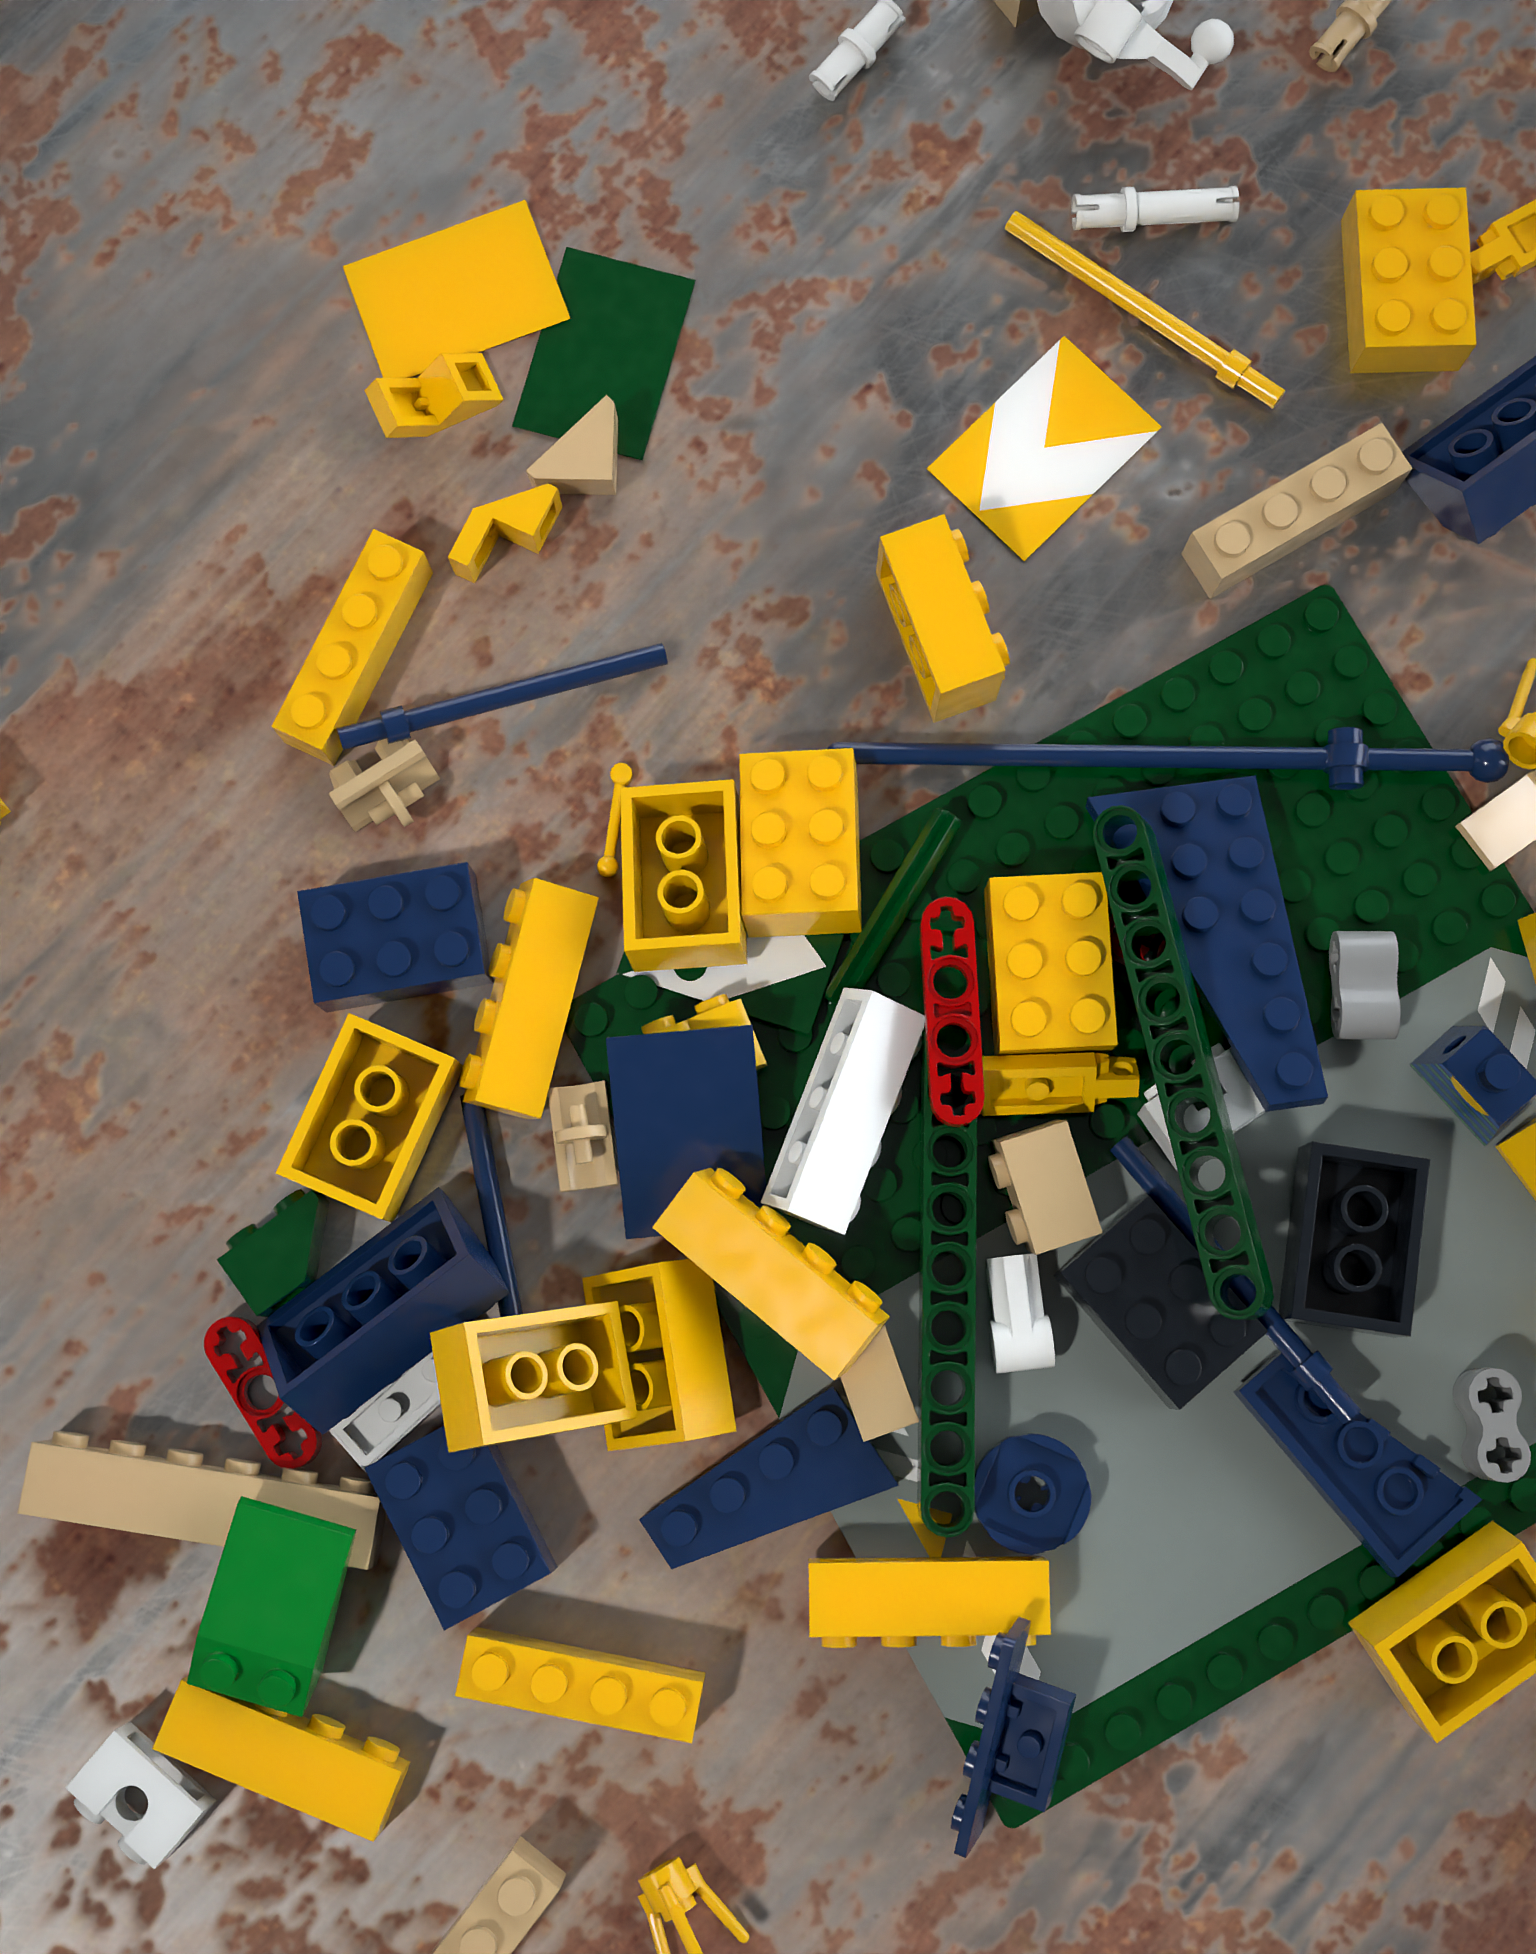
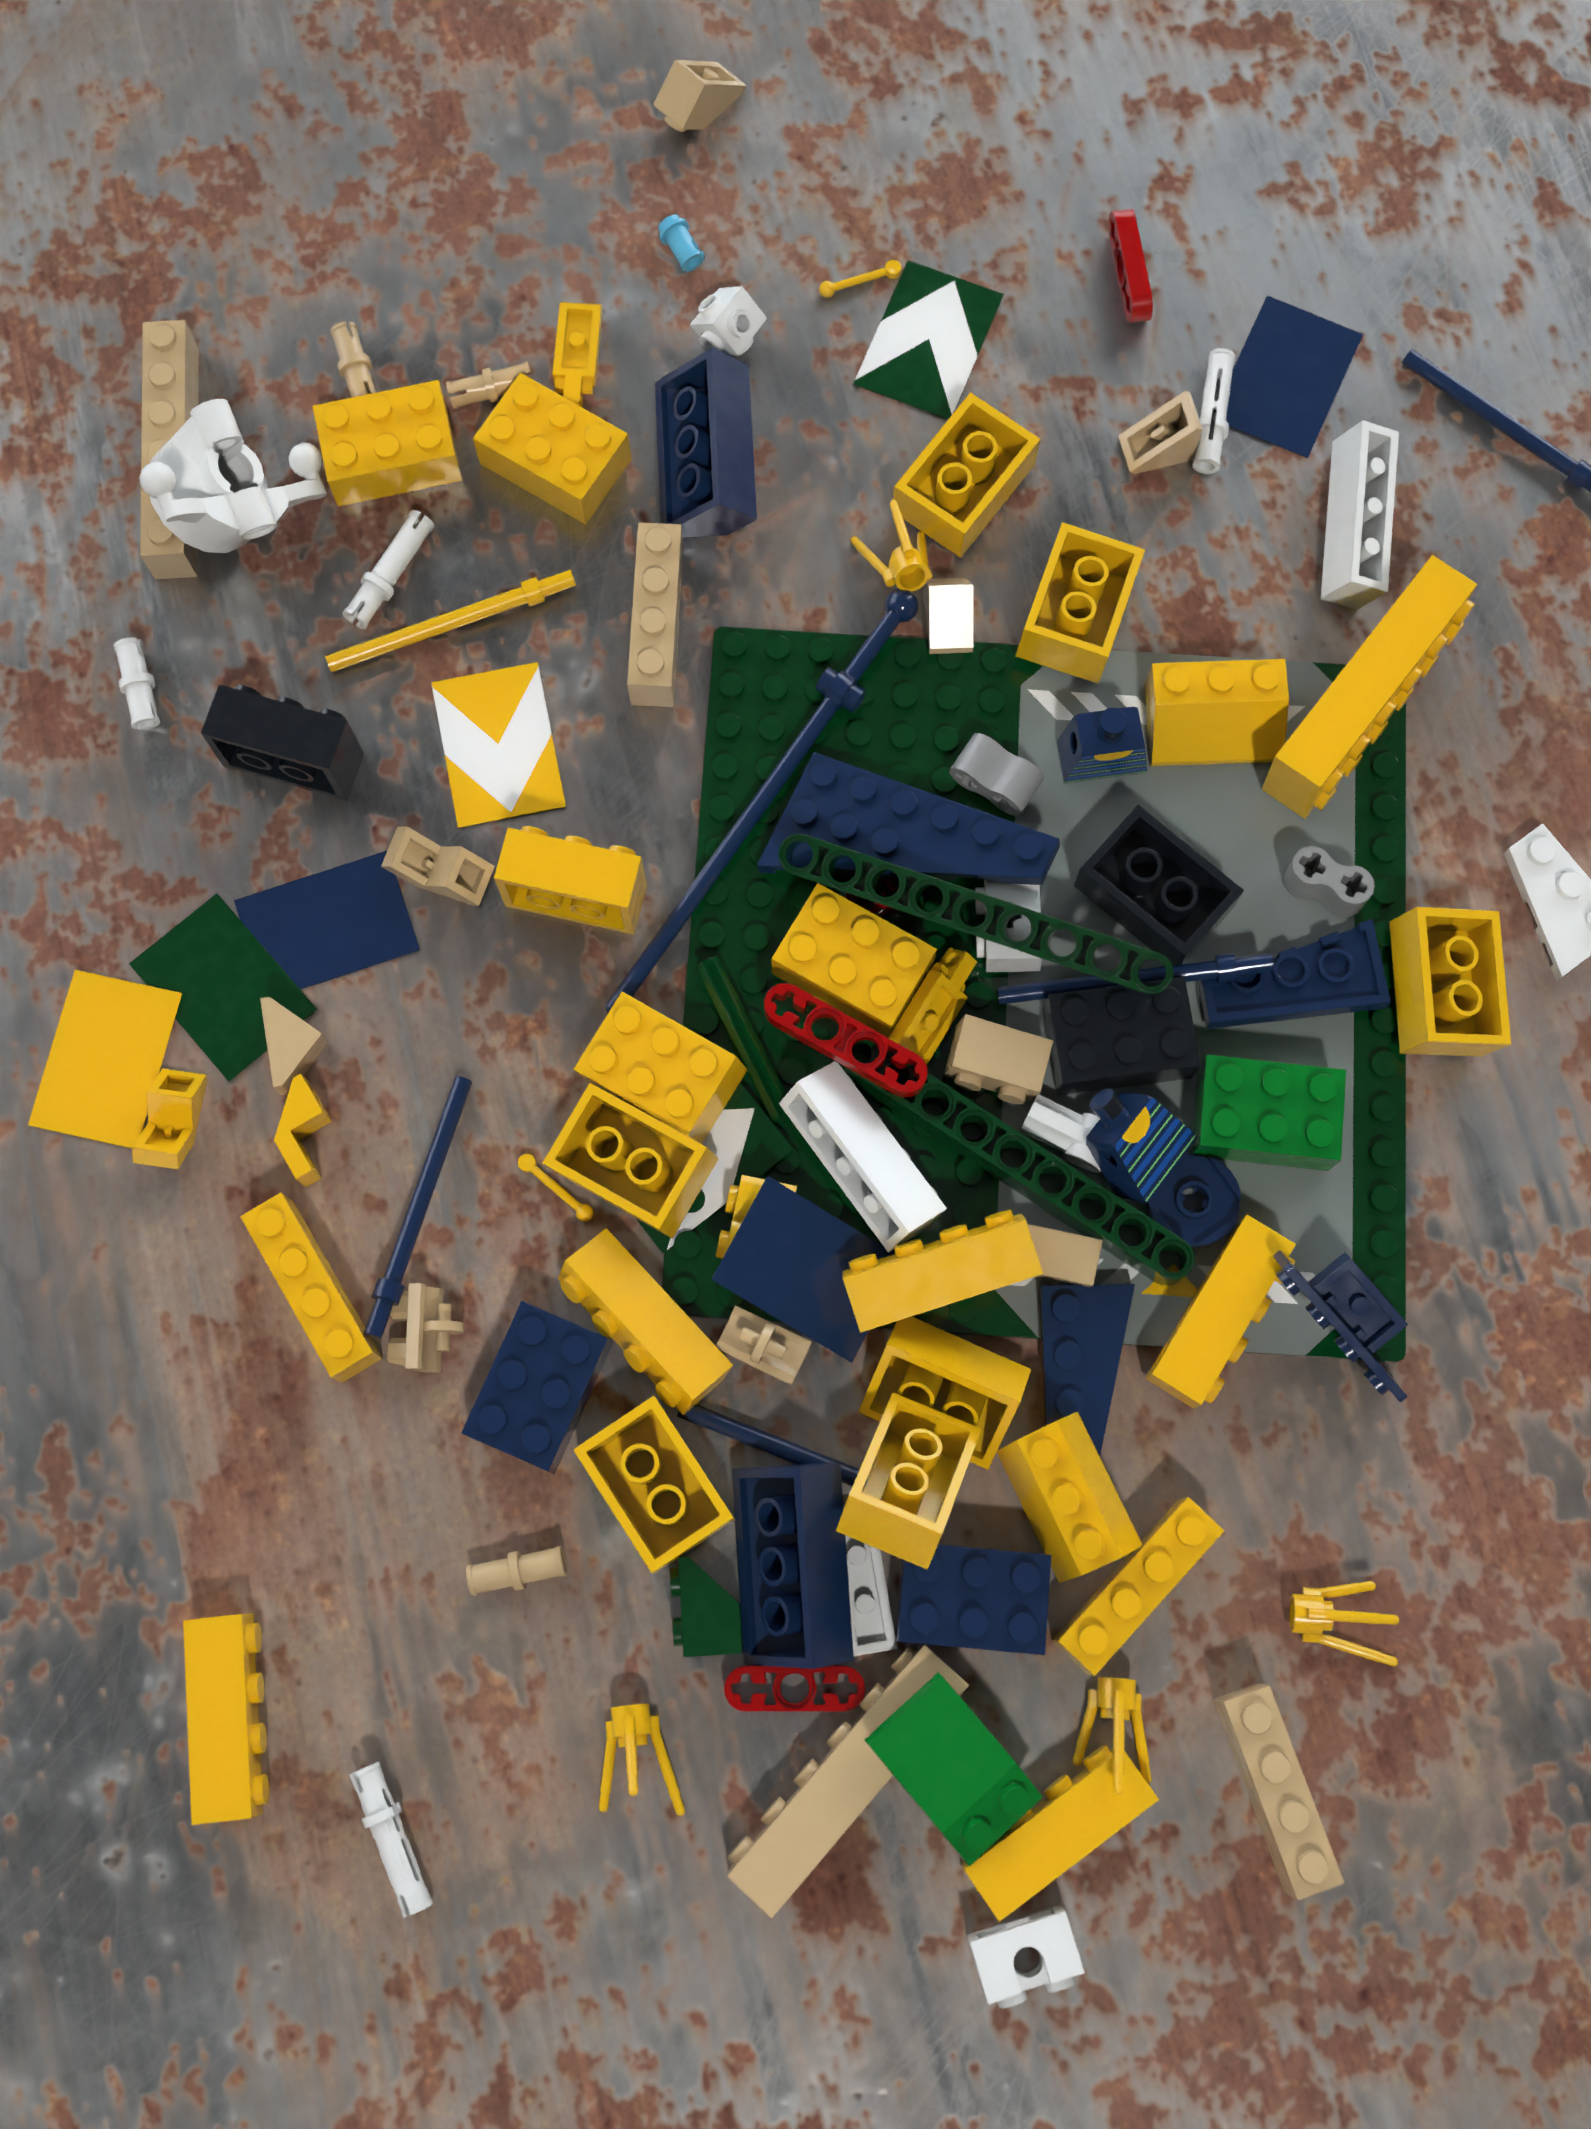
camera: 60 degrees left, 5 degrees down
(118, 1251) = (631, 1726): none -> yellow plant
(205, 1038) = (516, 1570): none -> tan pin
(452, 1734) = (1117, 1700): none -> yellow plant
(626, 1558) = (1069, 1498): none -> yellow slope
(744, 412) = (332, 921): none -> dark blue sticker
(867, 474) = (439, 869): none -> tan slope
(891, 230) = (283, 741): none -> black brick
(1048, 1392) = (1136, 1143): none -> dark blue torso
(1181, 1517) = (1269, 1112): none -> green brick
(1292, 110) = (387, 443): none -> yellow brick
(1432, 166) = (485, 385): none -> tan pin

